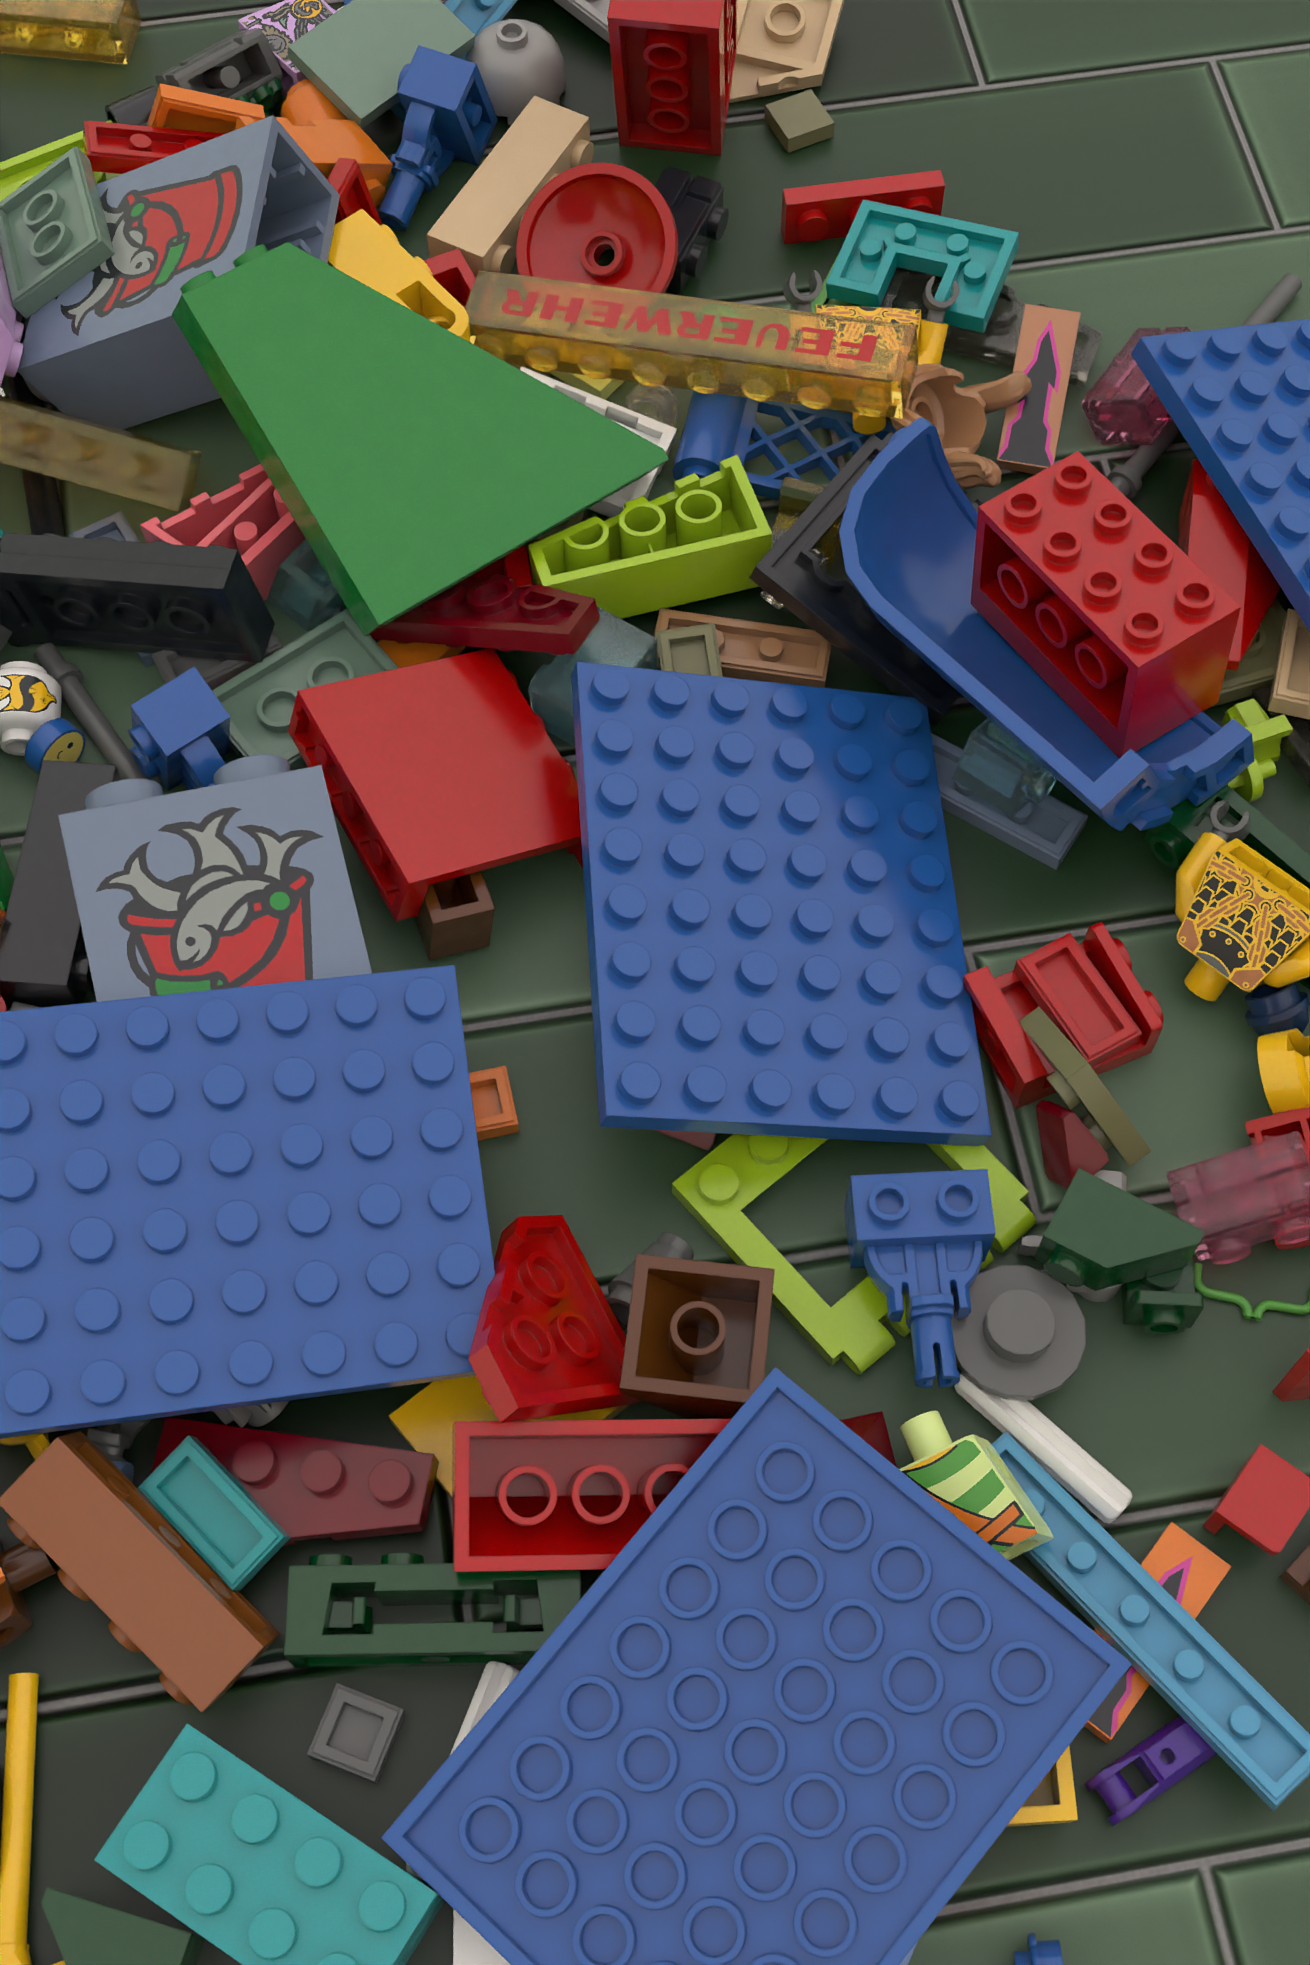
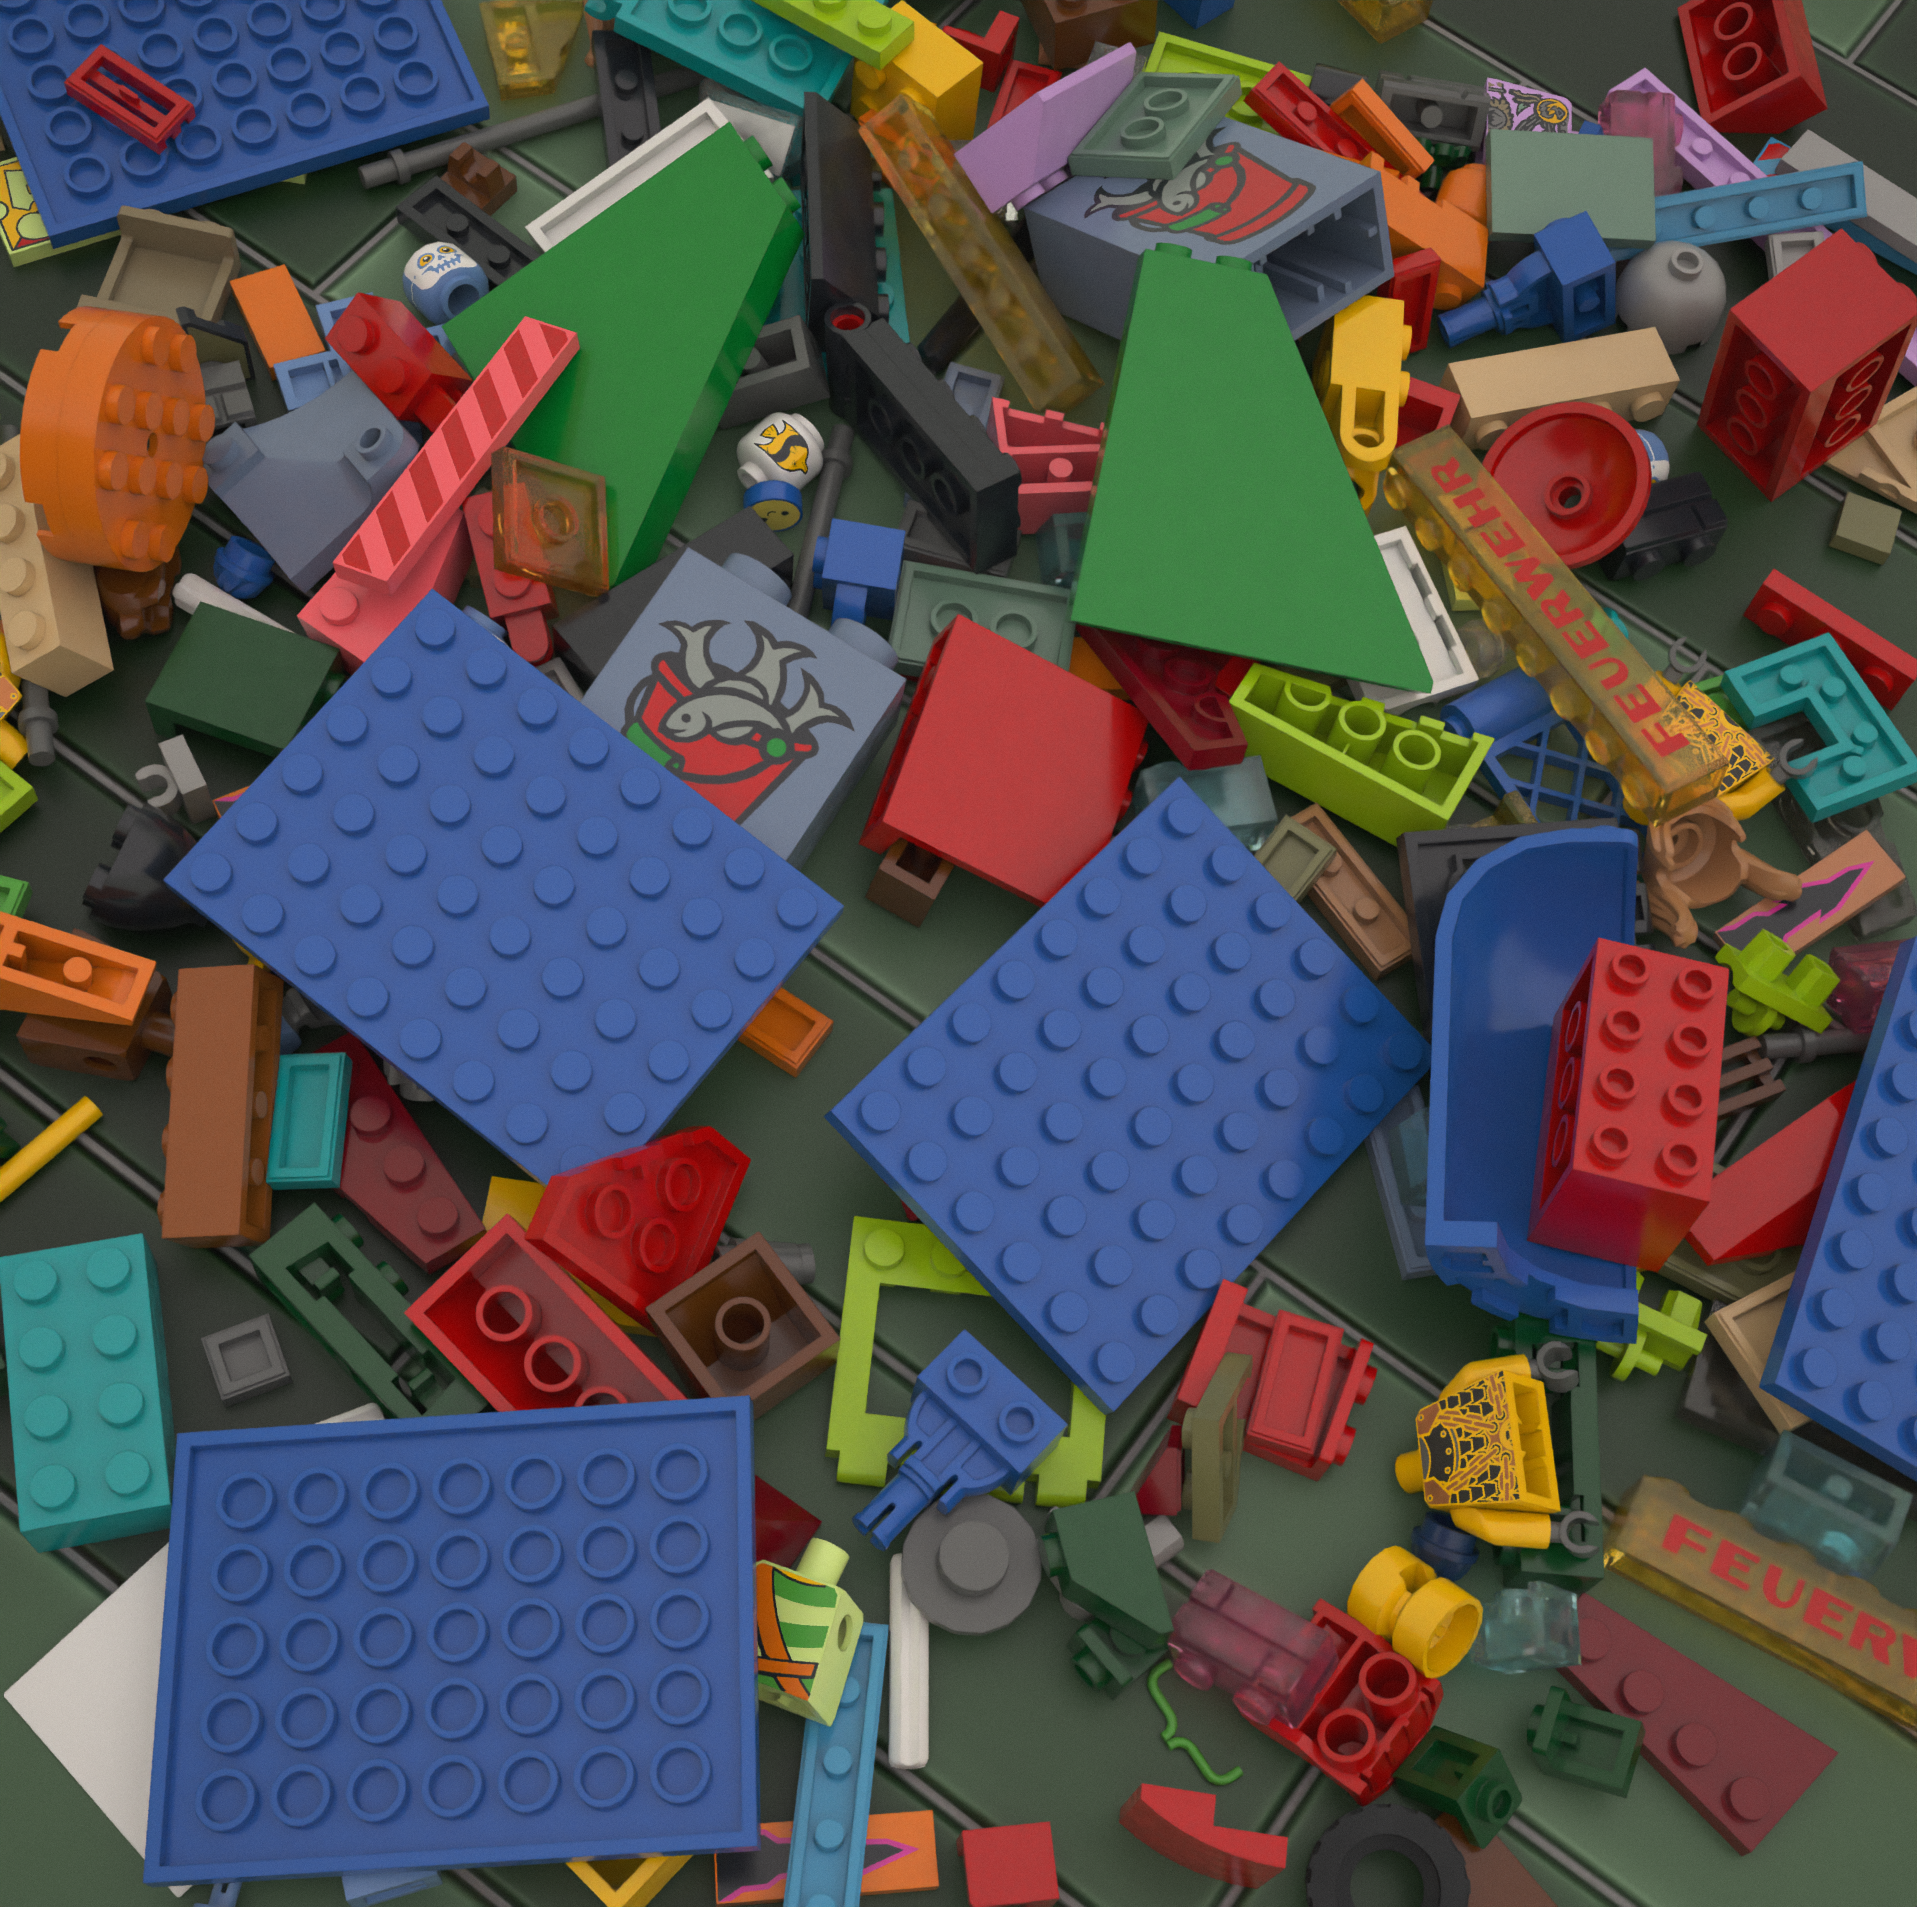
camera: 35 degrees right, 0 degrees up
(1089, 434) = (1767, 995): none -> lime hips

